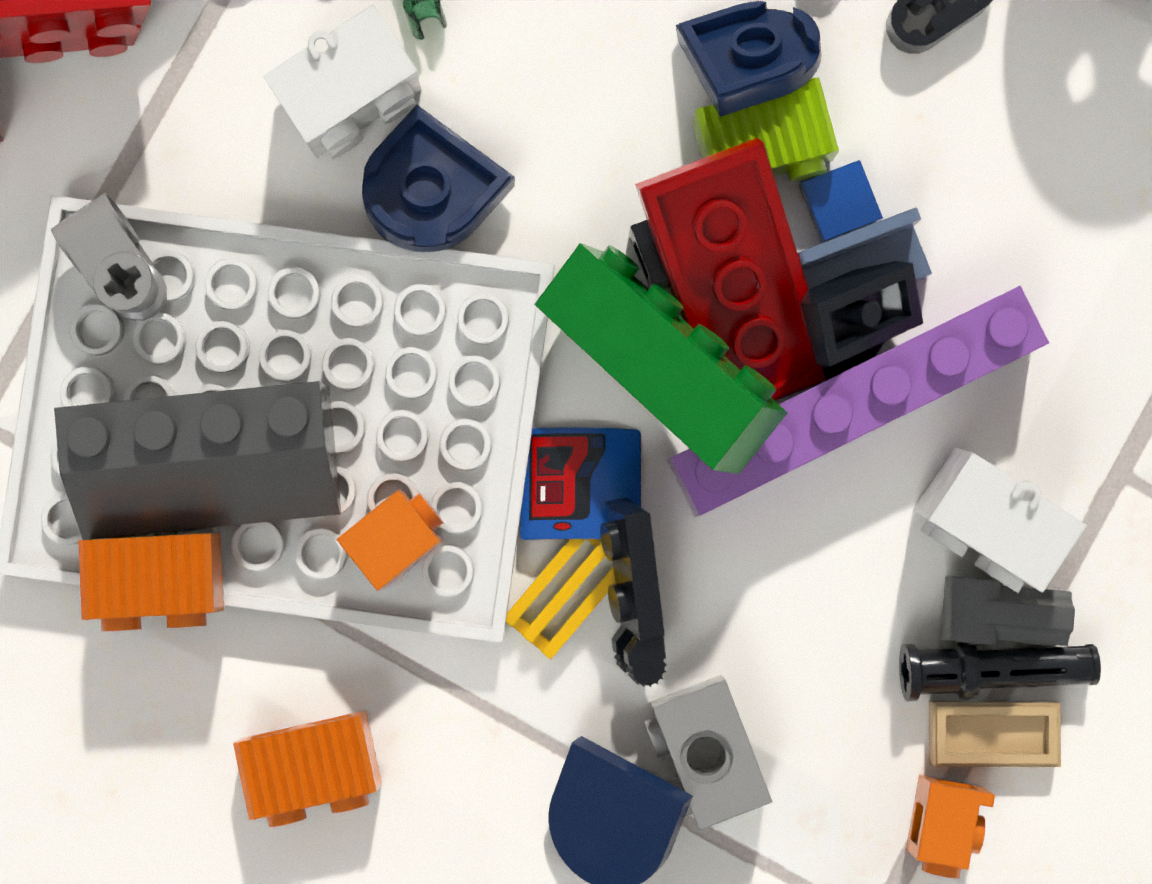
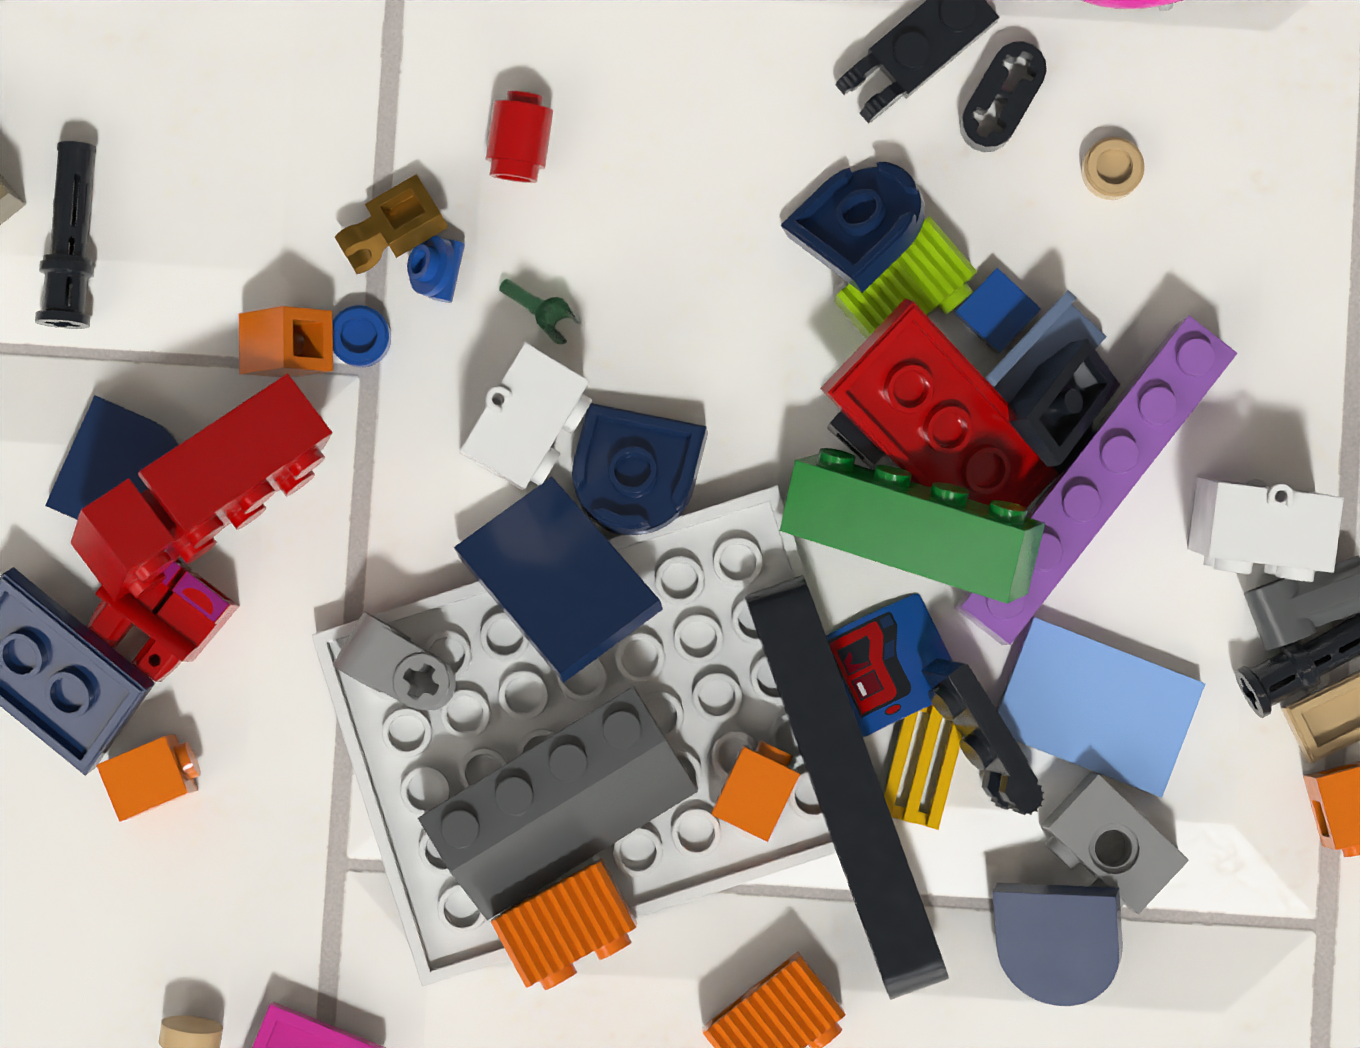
camera: 20 degrees left, 0 degrees up
(303, 251) = (558, 579): none -> dark blue tile
(479, 577) = (846, 787): none -> black beam
(757, 617) = (1098, 706): none -> light blue tile
(1013, 120) = (1112, 168): none -> tan tile

